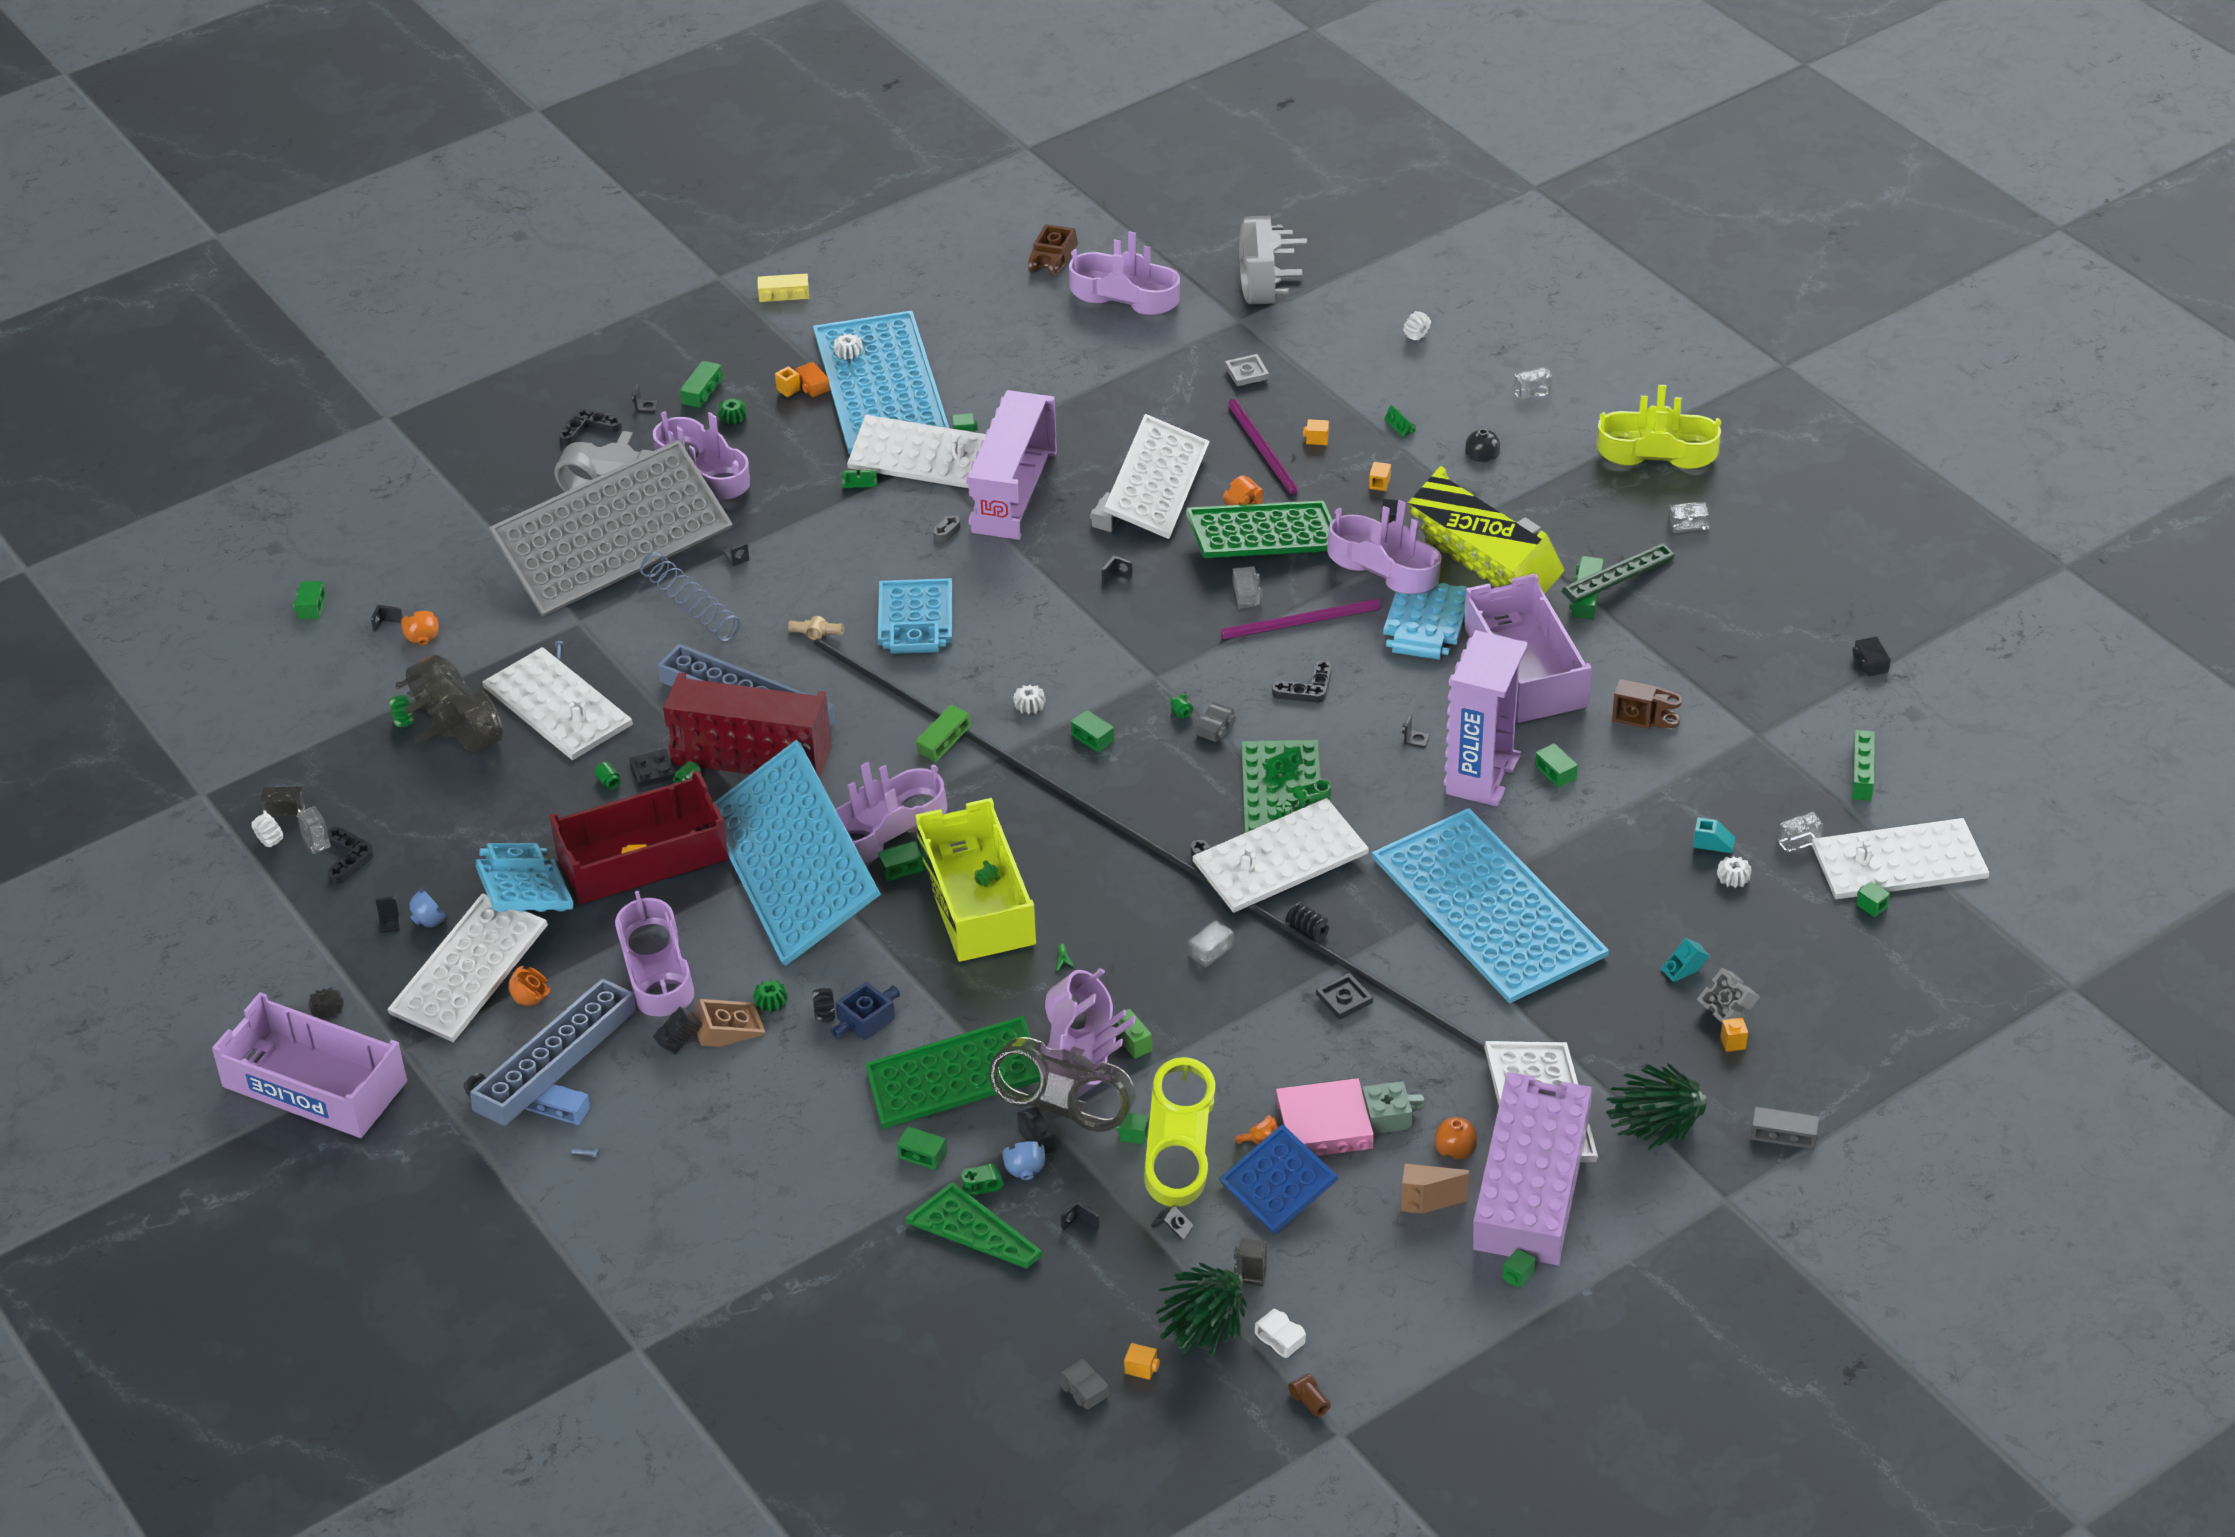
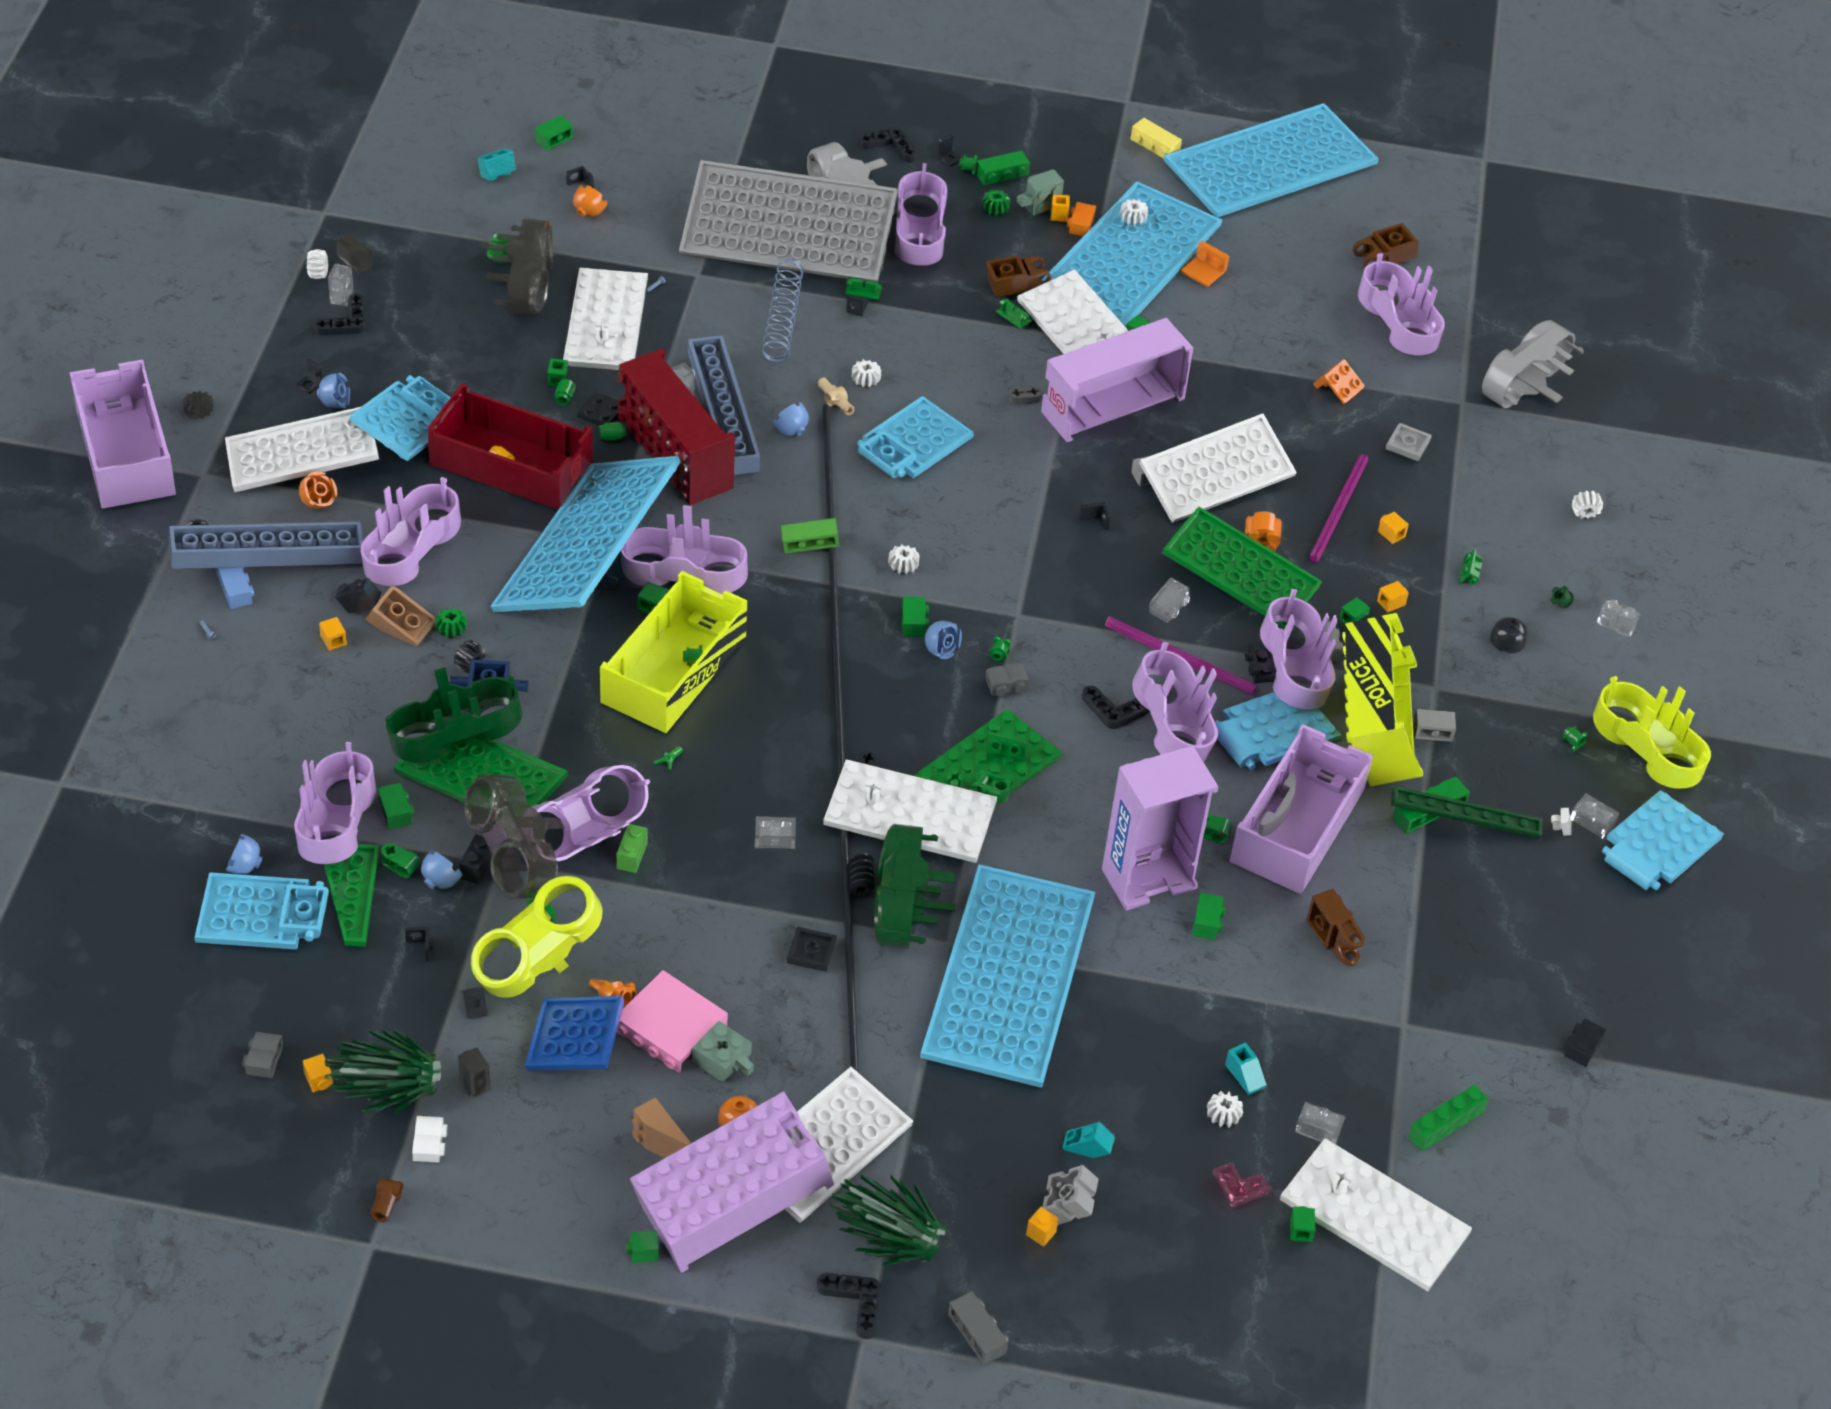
camera: 40 degrees right, 5 degrees up
(301, 653) = (496, 164): none -> teal brick
(582, 765) = (557, 371): none -> green brick
(671, 398) = (968, 163): none -> green brick
(692, 1074) = (333, 633): none -> light orange brick
(721, 542) = (857, 288): none -> green hinge
(762, 378) = (1040, 192): none -> sand green hinge
(814, 596) = (866, 373): none -> white gear
(814, 666) = (792, 420): none -> medium blue cylinder
(825, 450) = (1015, 274): none -> reddish brown brick
(865, 1272) = (244, 856): none -> medium blue cylinder
(883, 247) = (1270, 160): none -> medium azure plate
(884, 1053) = (453, 717): none -> dark green piece
(906, 1183) = (322, 818): none -> lavender piece
(933, 1297) = (260, 911): none -> medium azure plate
(945, 348) = (1207, 264): none -> orange bracket
(1135, 729) = (943, 638): none -> medium blue cylinder
(1142, 358) = (1341, 380): none -> orange bracket
(1353, 898) = (902, 878): none -> dark green piece
(1358, 646) = (1189, 713): none -> lavender piece
(1359, 585) = (1260, 665): none -> black bracket
(1372, 505) = (1353, 611): none -> green brick
(1478, 396) = (1562, 597): none -> dark green brick
(1610, 478) = (1574, 737): none -> green brick
(1676, 535) = (1562, 822): none -> white tile
(1691, 1174) = (864, 1296): none -> black beam
(1745, 503) = (1659, 841): none -> medium azure plate
(1806, 912) = (1237, 1189): none -> clear pink brick

